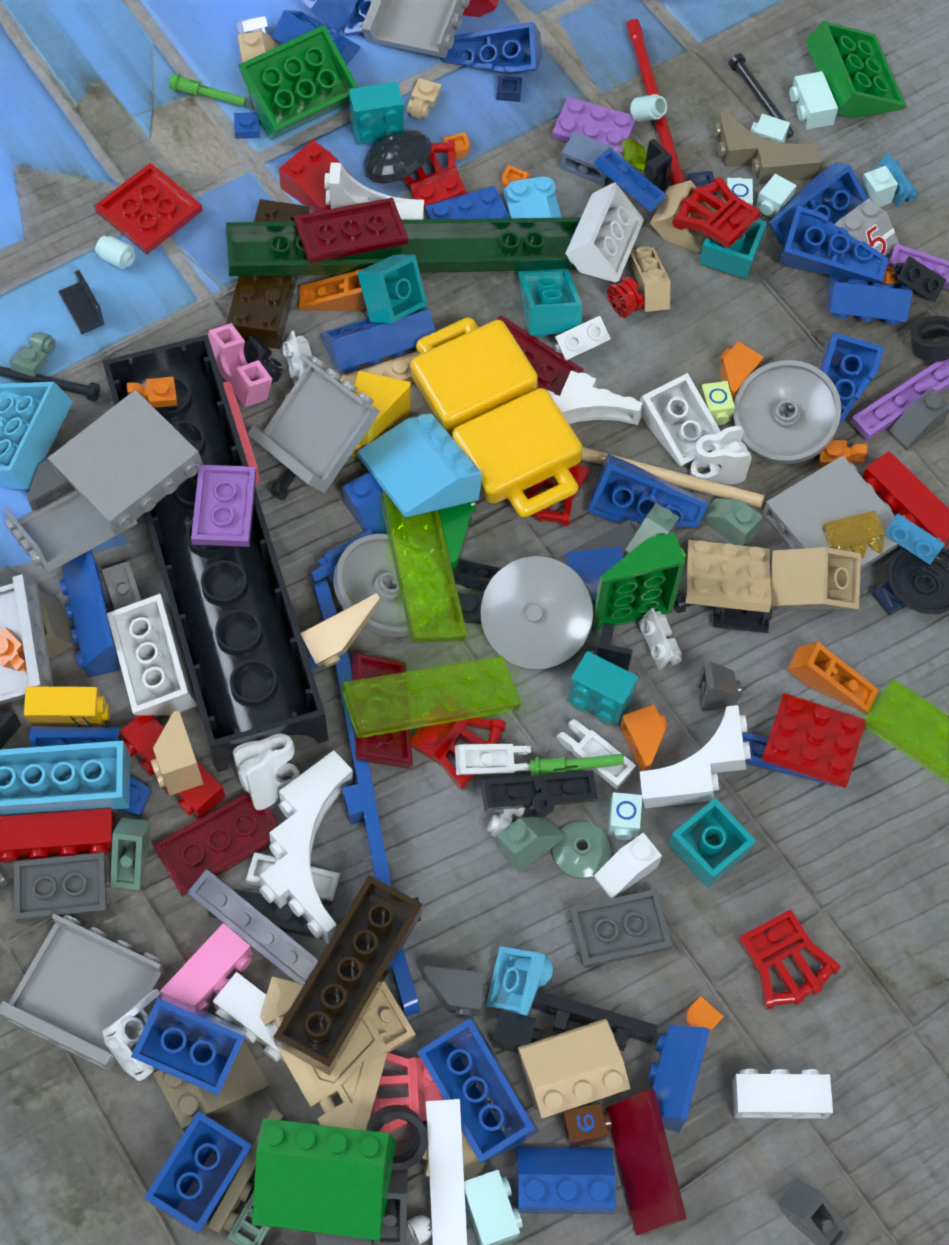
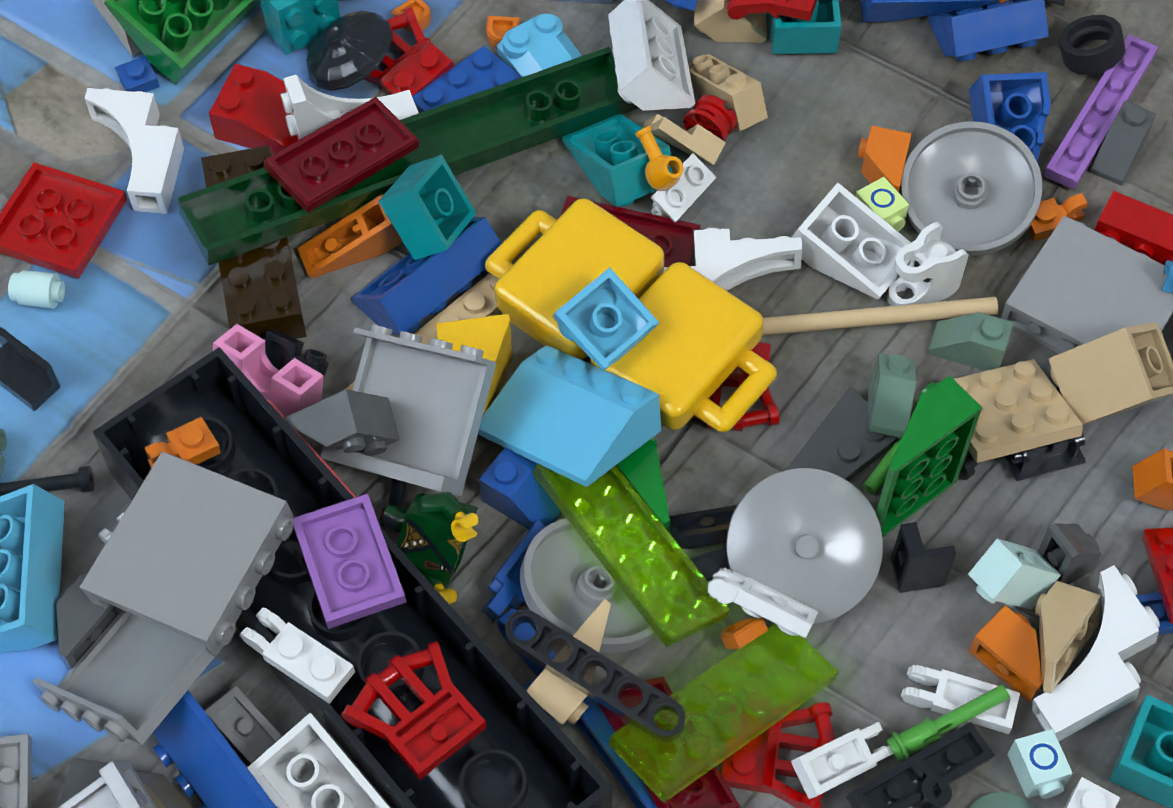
camera: 20 degrees left, 5 degrees down
(167, 555) = (300, 656): none -> white hinge
(195, 87) = (50, 53): bright green pin -> none
(226, 632) = (434, 728): none -> red plate
(233, 181) = (154, 148): none -> white arch
(270, 416) = (349, 422): none -> dark grey slope
(292, 349) = (333, 334): white hinge -> none
(295, 515) = (434, 536): none -> dark green torso
(336, 629) = (584, 657): none -> black beam
(469, 409) = (605, 319): none -> medium azure slope
(470, 654) = (742, 632): none -> orange tile
(490, 638) = (762, 601): none -> white hinge
(563, 318) = (656, 169): none -> light orange bar
(593, 564) = (853, 457): blue slope -> none
(602, 689) = (933, 611): teal brick -> none
(605, 307) = (695, 140): none -> tan slope
(631, 492) = (840, 353): blue wedge -> none
(655, 630) = (955, 517): white hinge -> none
(668, 686) = (1013, 575): none -> light aqua brick
(684, 735) = (1065, 625): none -> tan slope
(855, 533) = (1130, 301): clear yellow plate -> none

